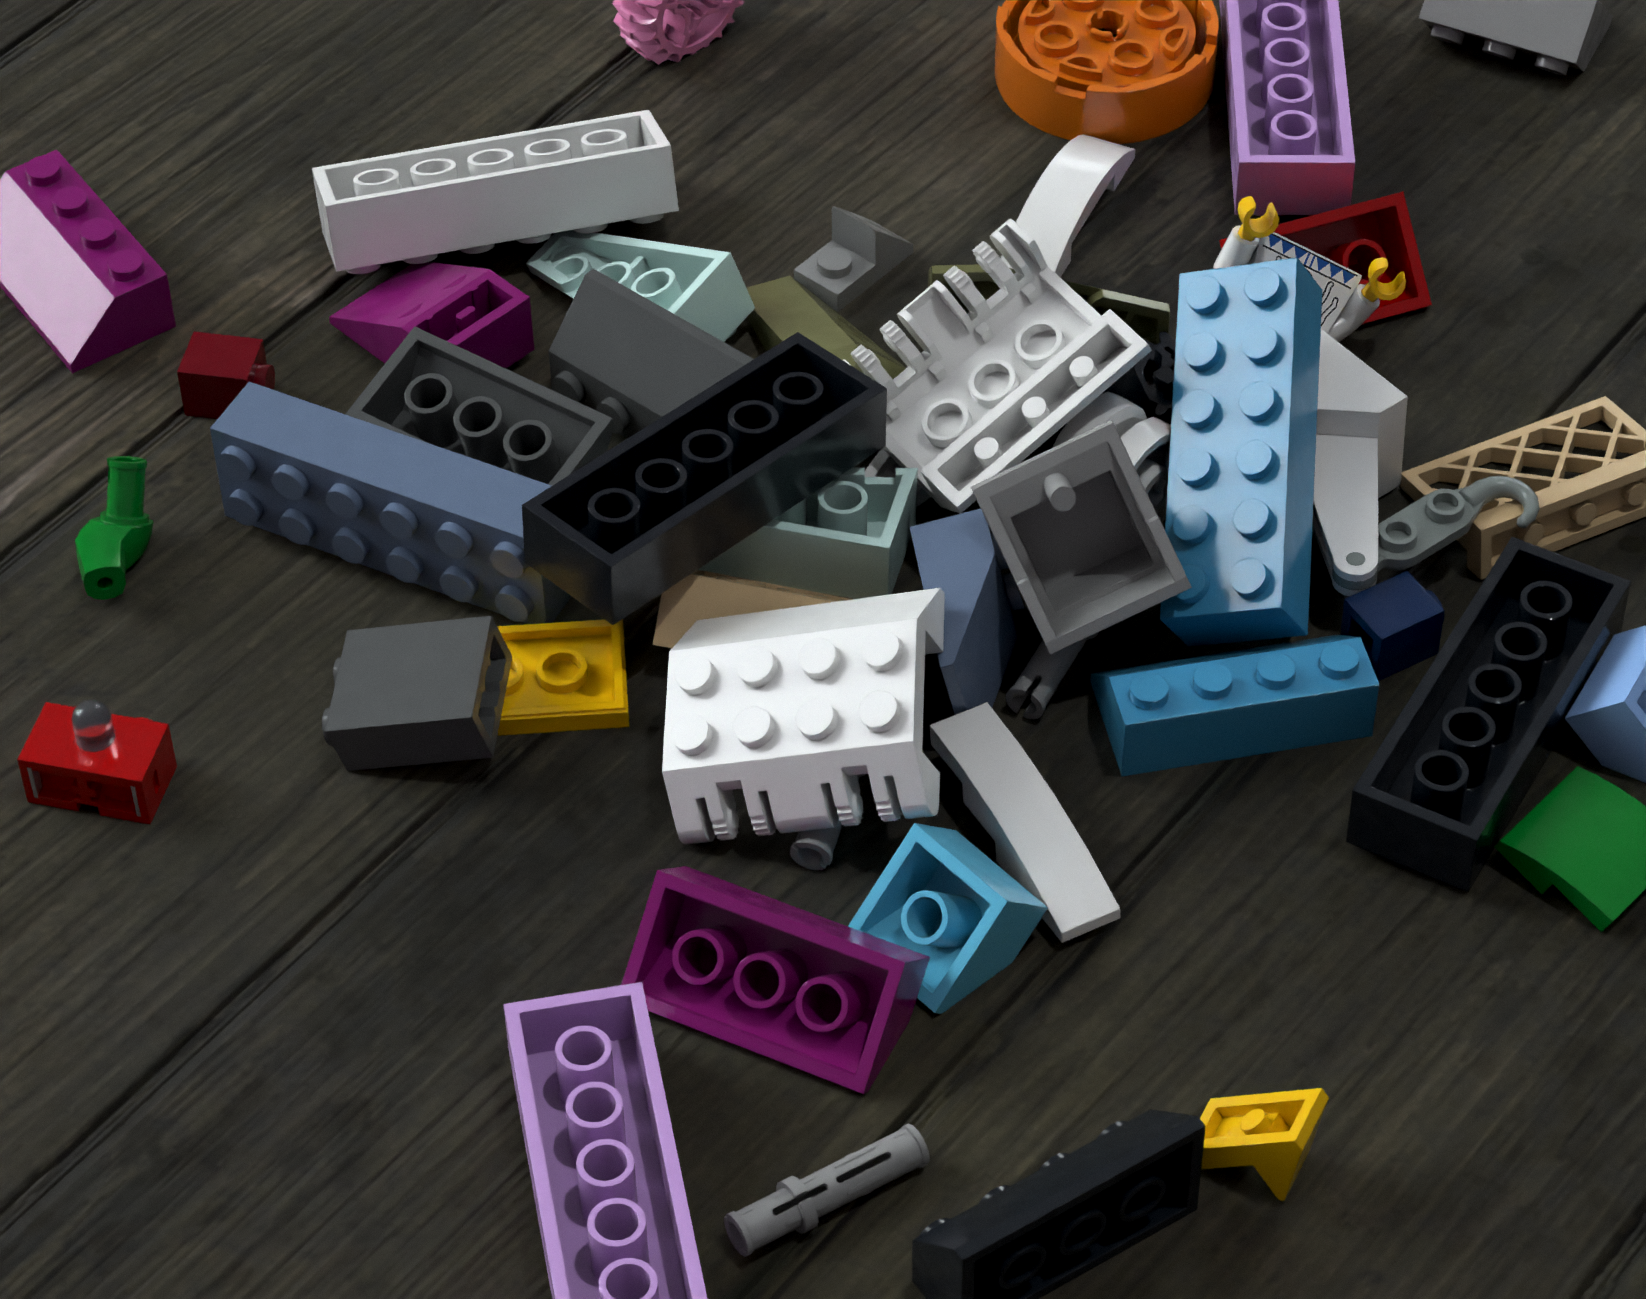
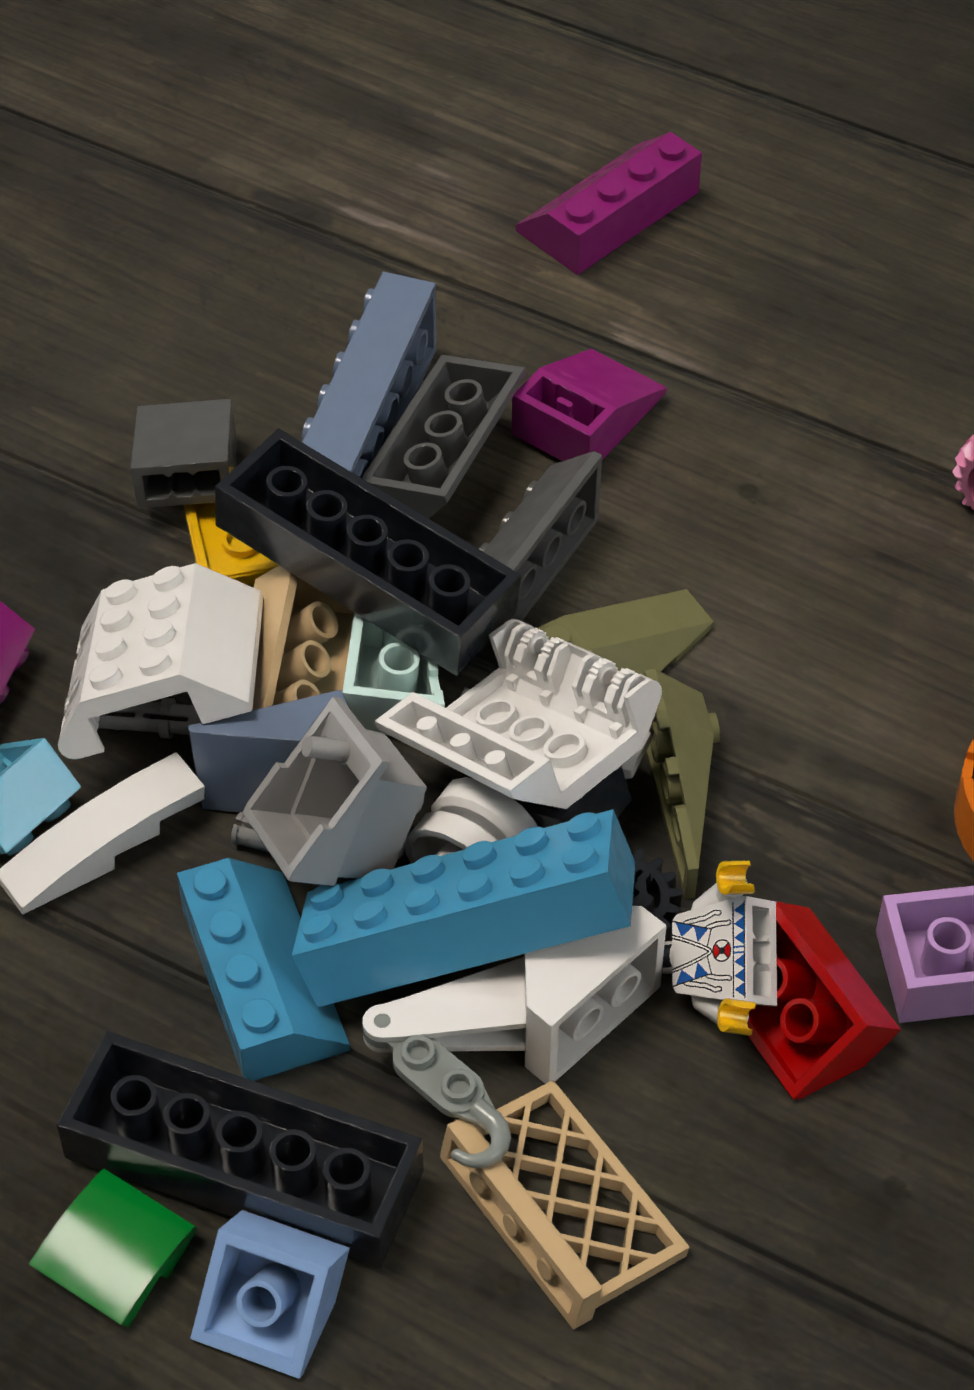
camera: 80 degrees right, 5 degrees up
(97, 761) = (119, 308): red piece -> none
(119, 534) = (334, 275): green arm -> none
(217, 371) = (506, 300): dark red brick -> none
(495, 191) = (732, 407): white brick -> none
(683, 279) = (649, 526): light aqua wedge -> none
(852, 260) = (745, 660): light grey slope -> none
(1069, 194) = (850, 793): white slope -> none
(1396, 623) = (349, 1075): dark blue brick -> none

